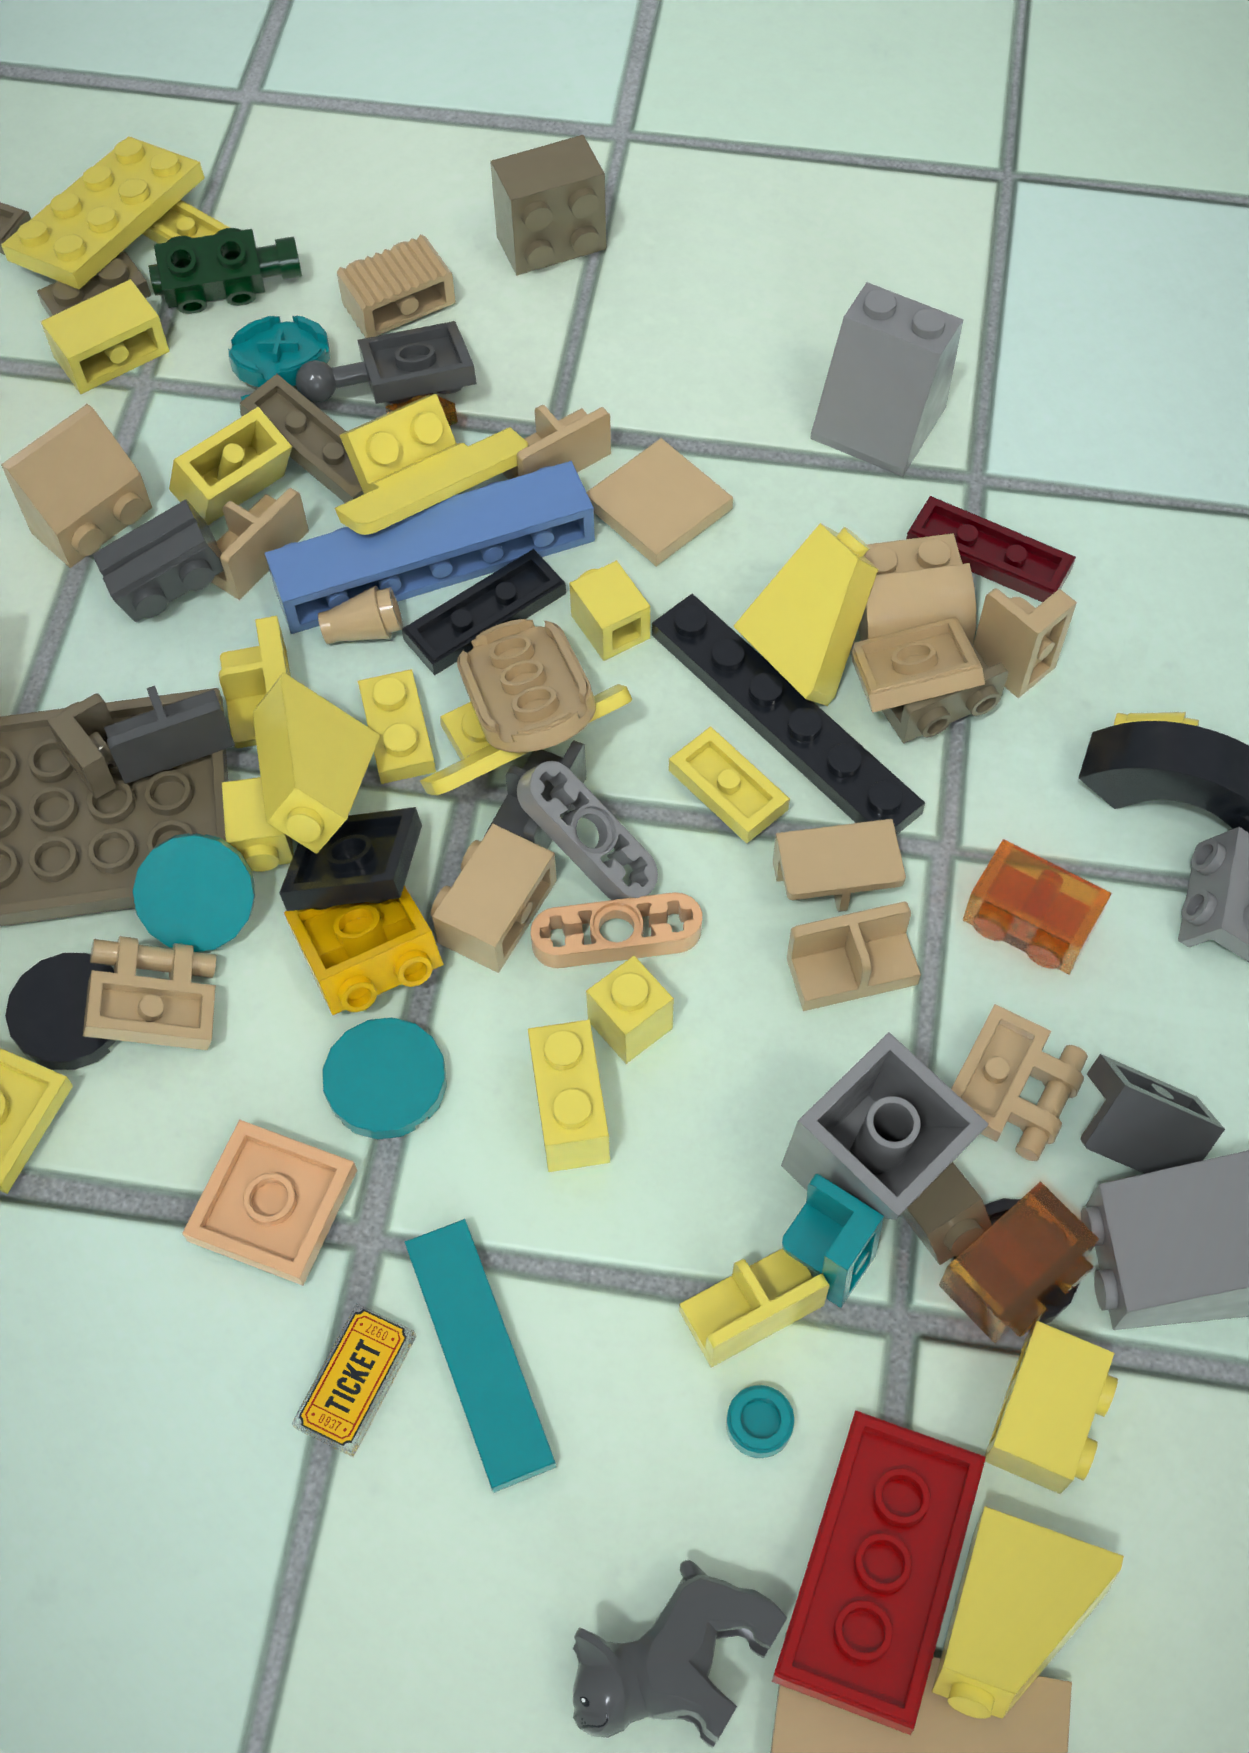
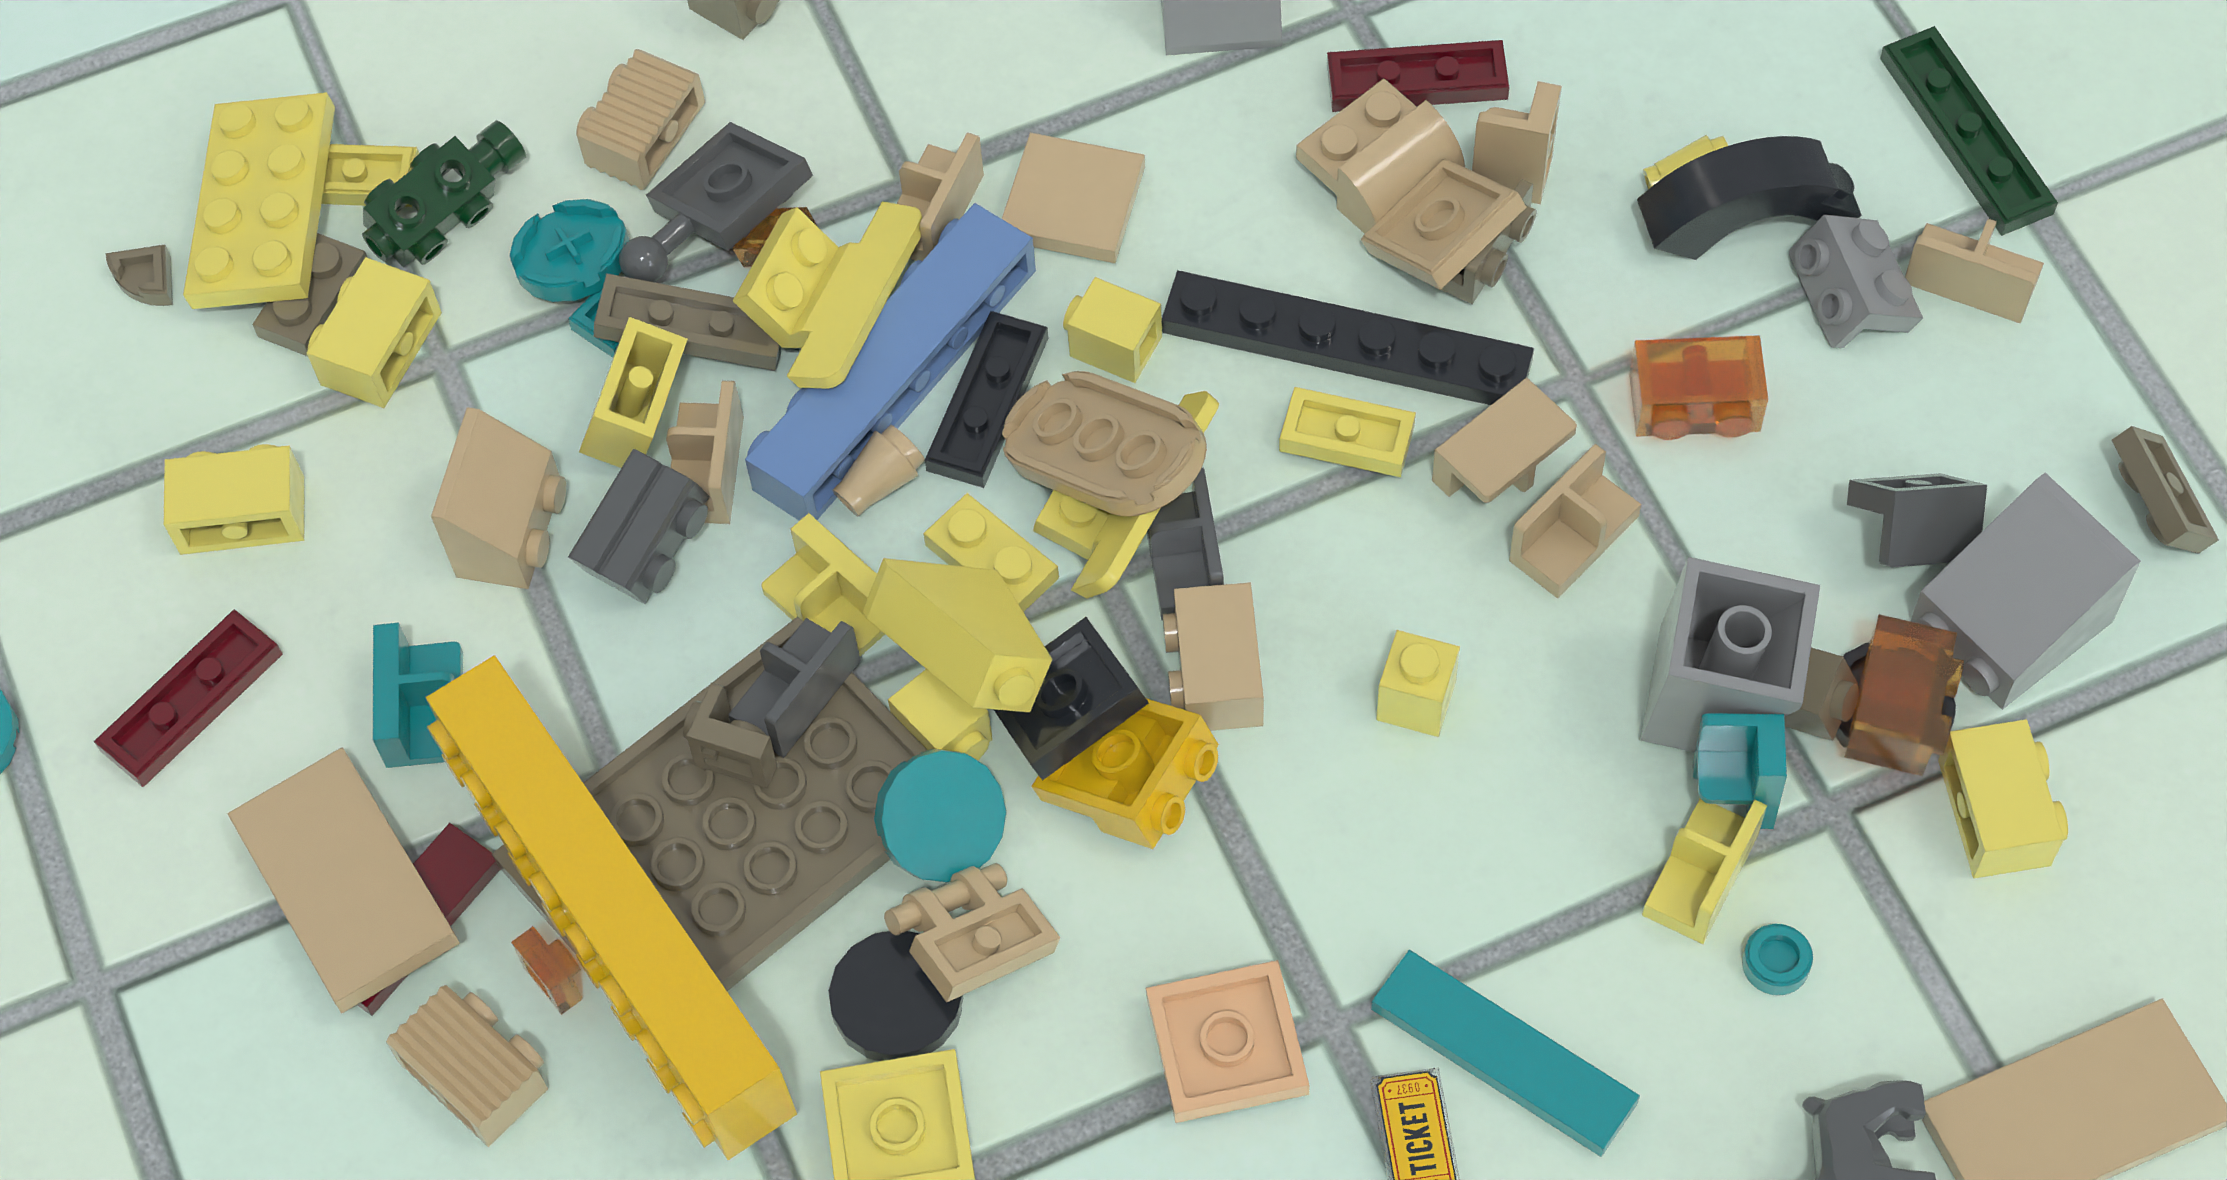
camera: 30 degrees left, 0 degrees up
(384, 1078) = (1238, 876): teal tile -> none
(563, 832) = (1227, 532): light grey beam -> none
(569, 1095) = (1422, 789): light yellow brick -> none
(632, 910) = (1335, 649): light nougat beam -> none
(813, 612) = (1316, 225): light yellow slope -> none
(880, 1573) = (1960, 1008): red tile -> none
(998, 1069) = (1765, 533): tan plate -> none
(1016, 1610) = (2084, 966): light yellow slope -> none

